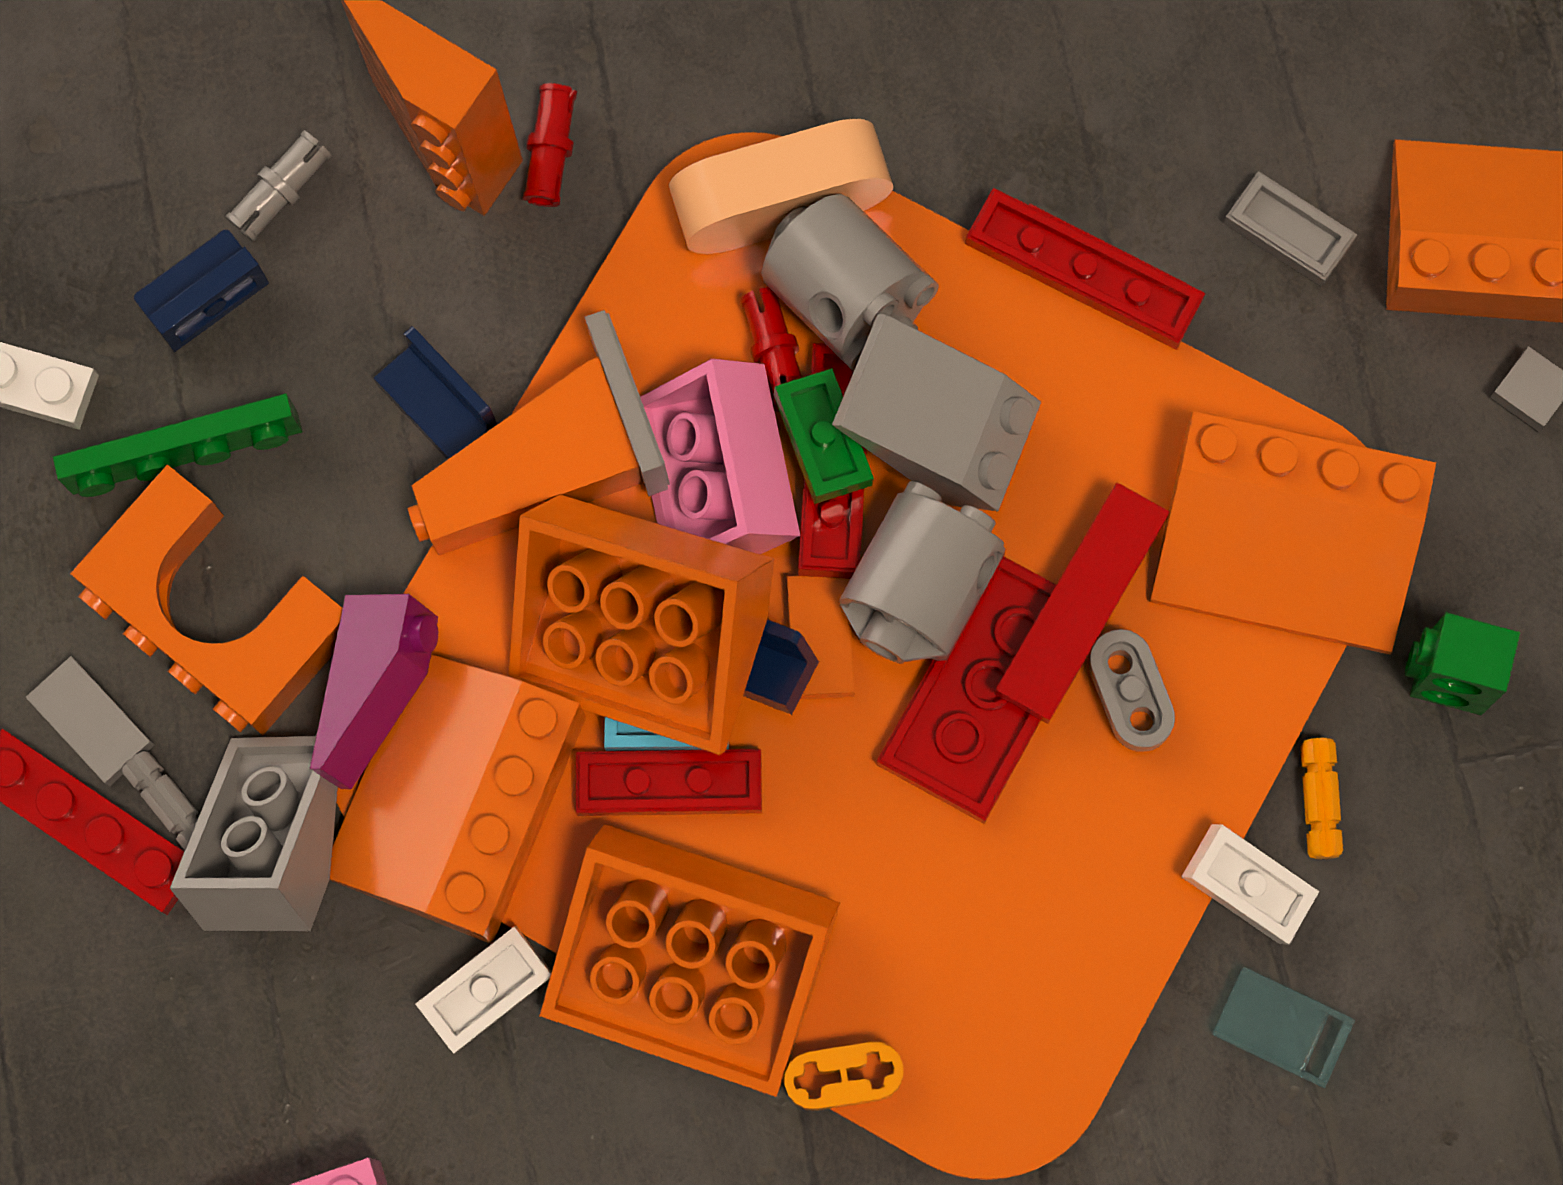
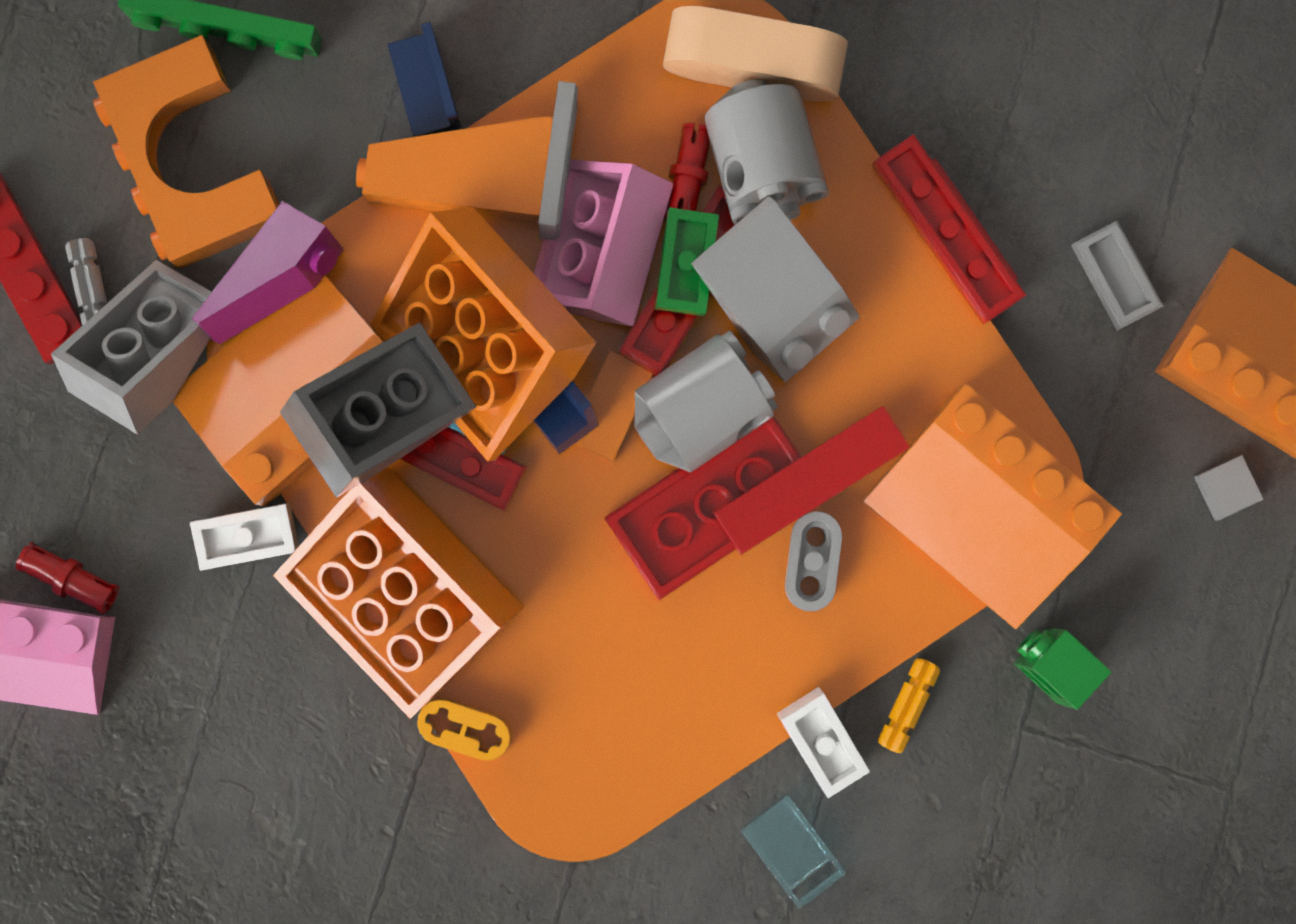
camera: 20 degrees right, 10 degrees up
(89, 720) = (60, 194): light grey tile -> none
(305, 1141) = (67, 577): none -> red pin
(567, 756) = (376, 408): none -> dark grey slope

